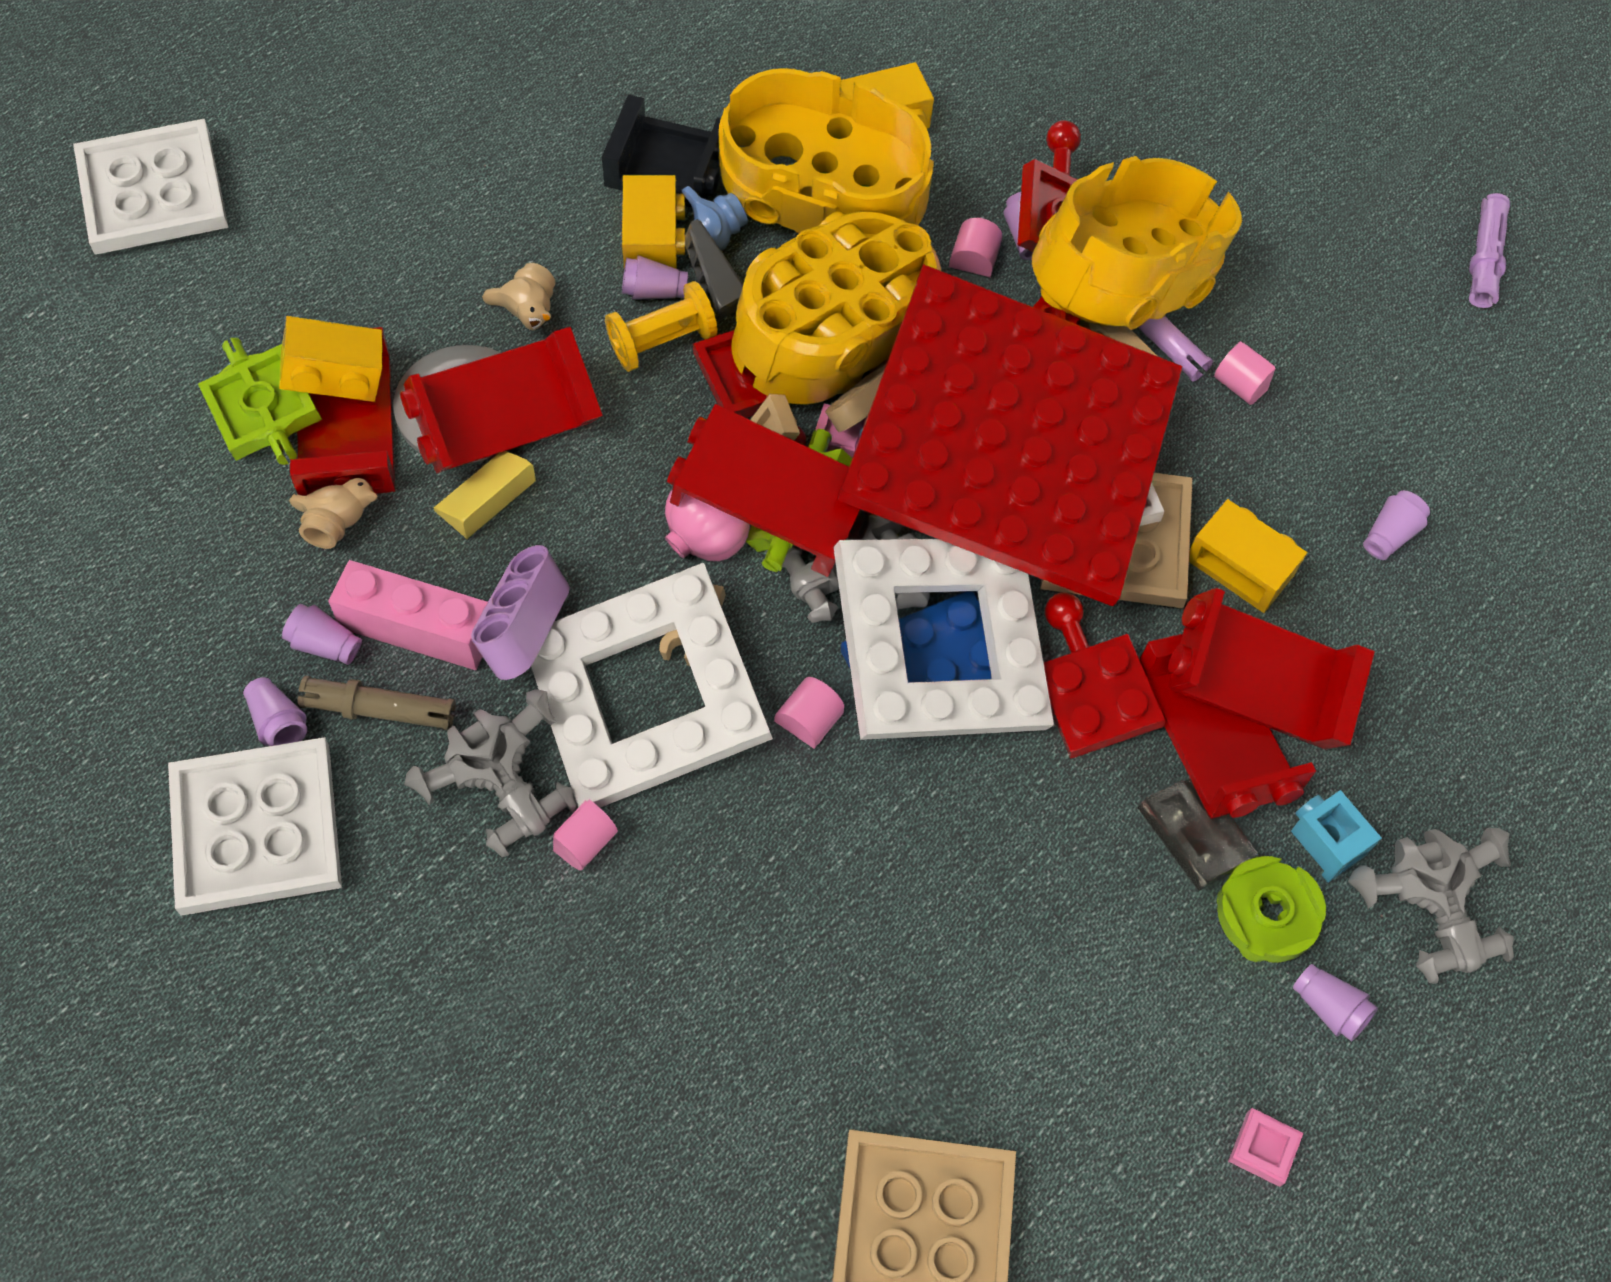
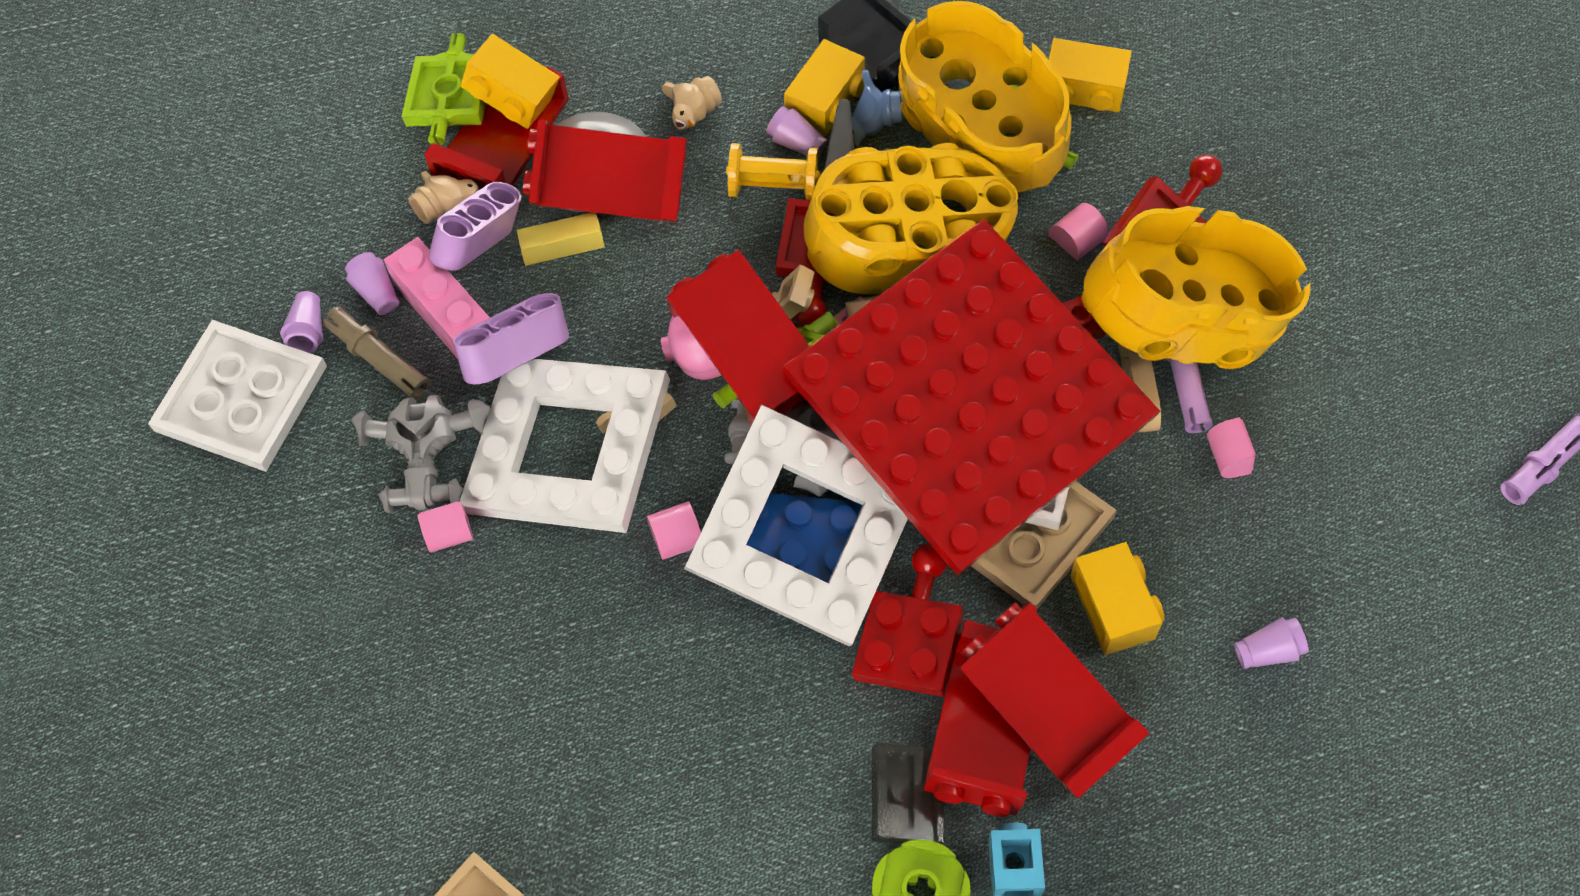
camera: 40 degrees right, 0 degrees up
(401, 520) = (474, 226): none -> lavender beam

